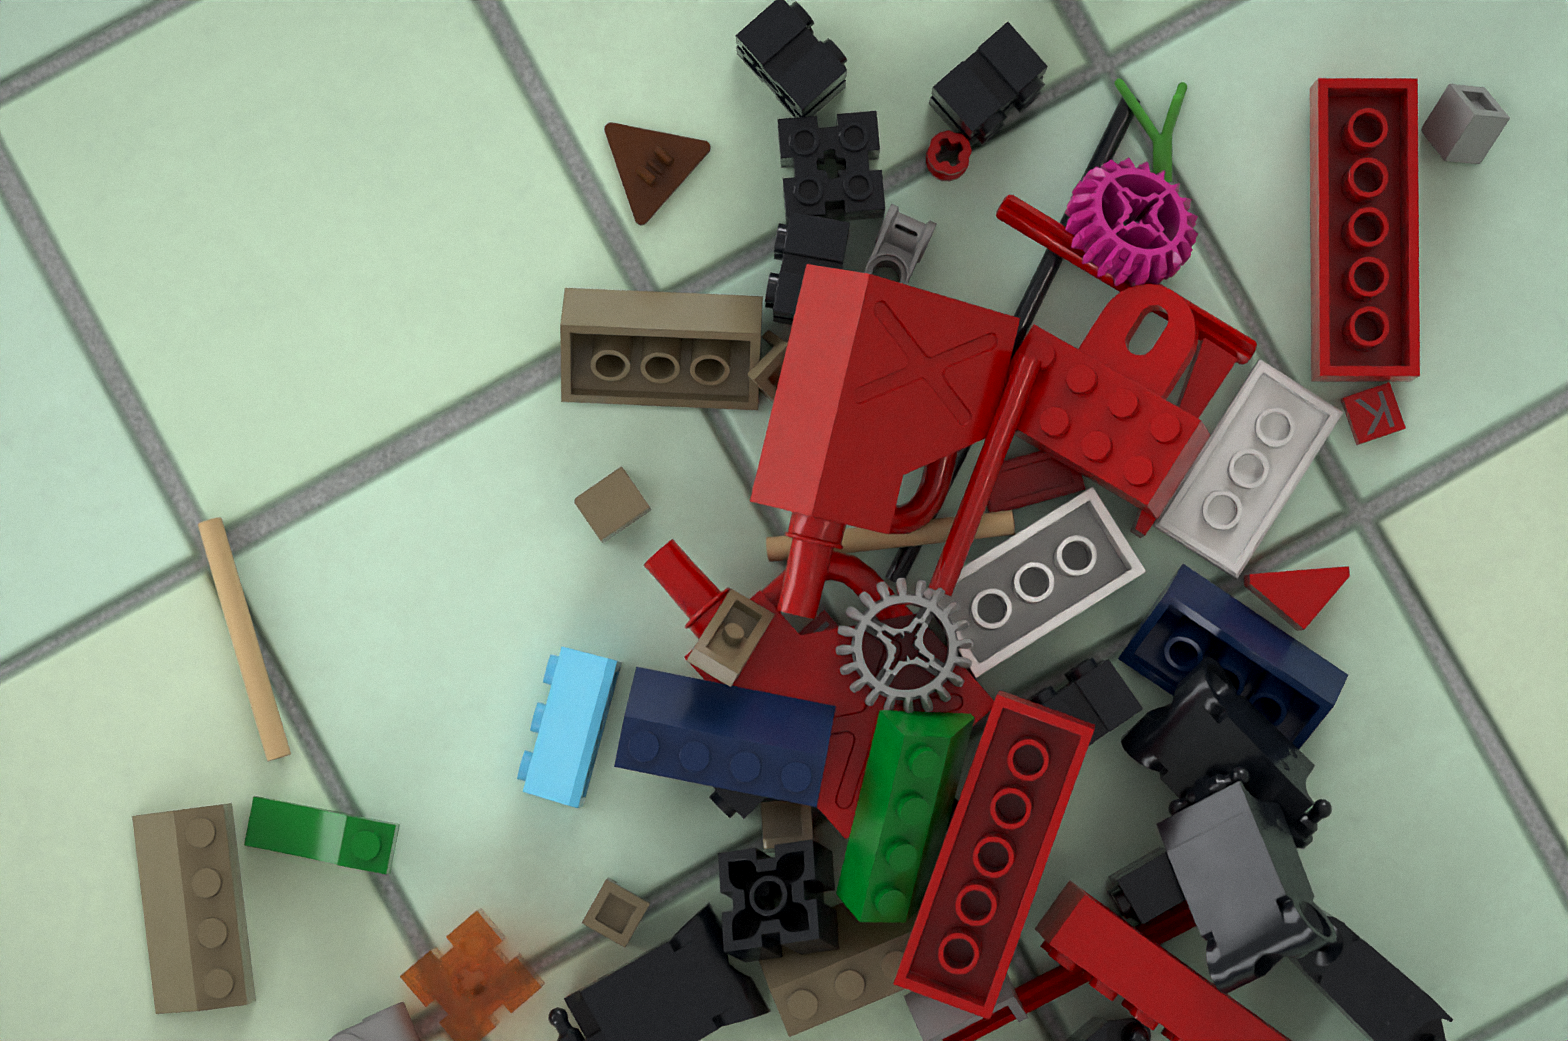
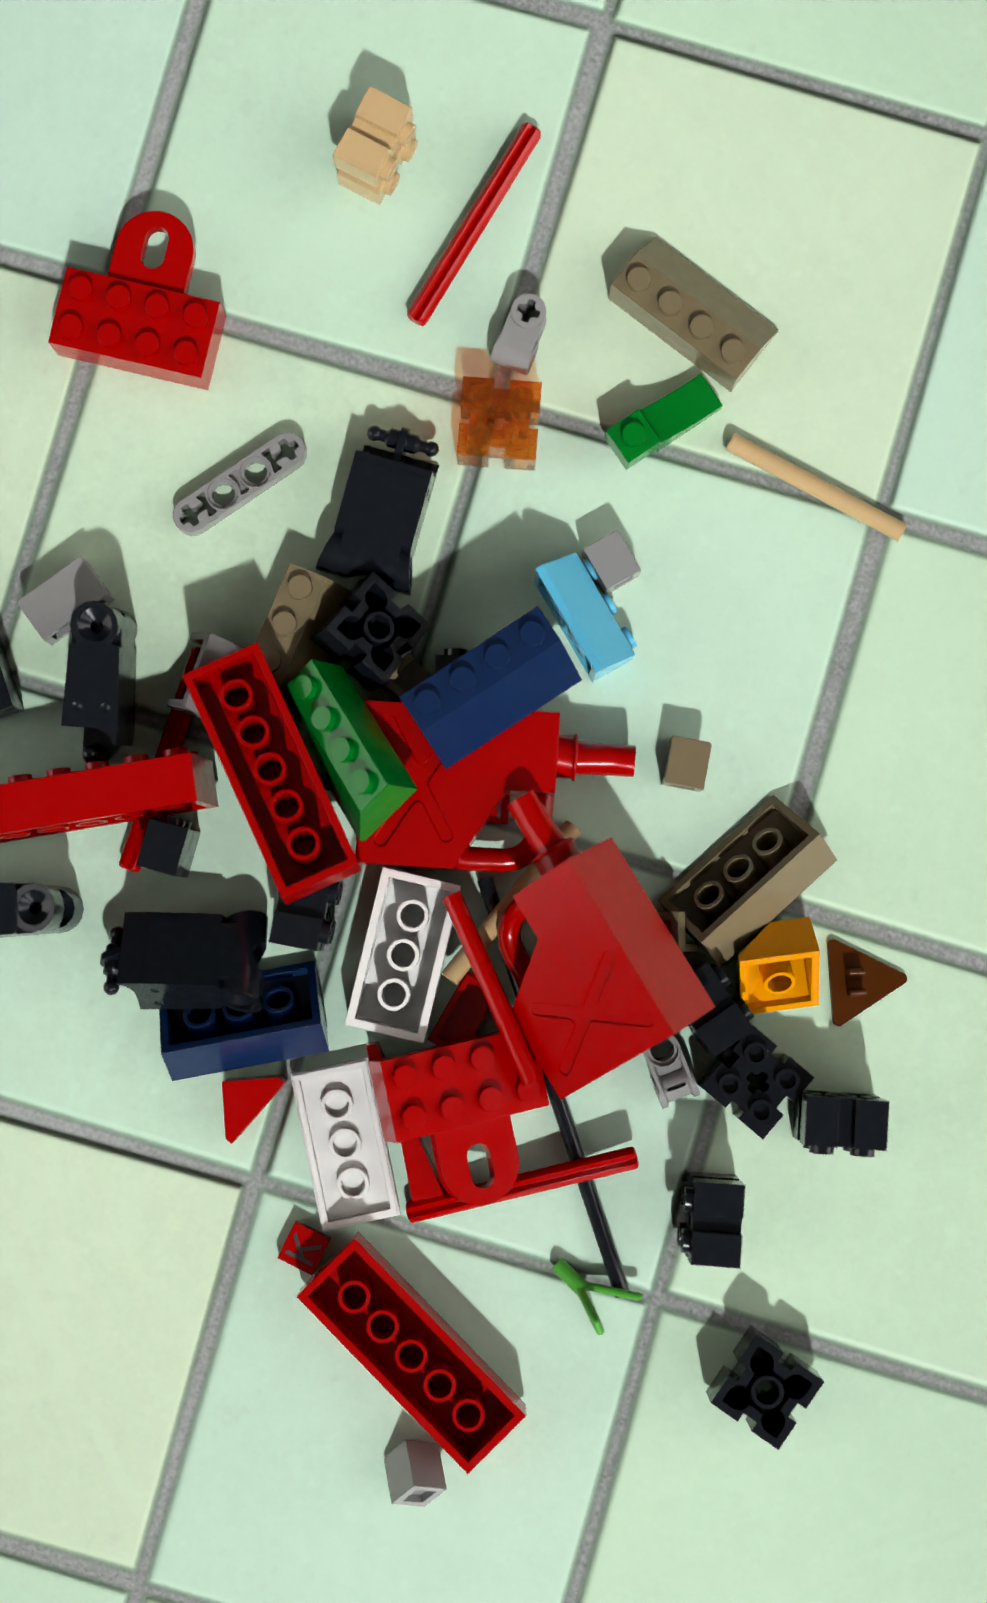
camera: 140 degrees right, 0 degrees up
(497, 752) = (612, 562): none -> light grey panel
(615, 912) = (456, 536): dark tan panel -> none
(710, 243) = (780, 967): none -> light orange slope
(730, 637) = (544, 746): dark tan slope -> none
(928, 609) = (432, 806): light grey gear -> none
(944, 171) = (700, 1166): red bush -> none
(1122, 196) = (572, 1231): dark pink gear -> none
(1241, 880) = (114, 898): piece -> none

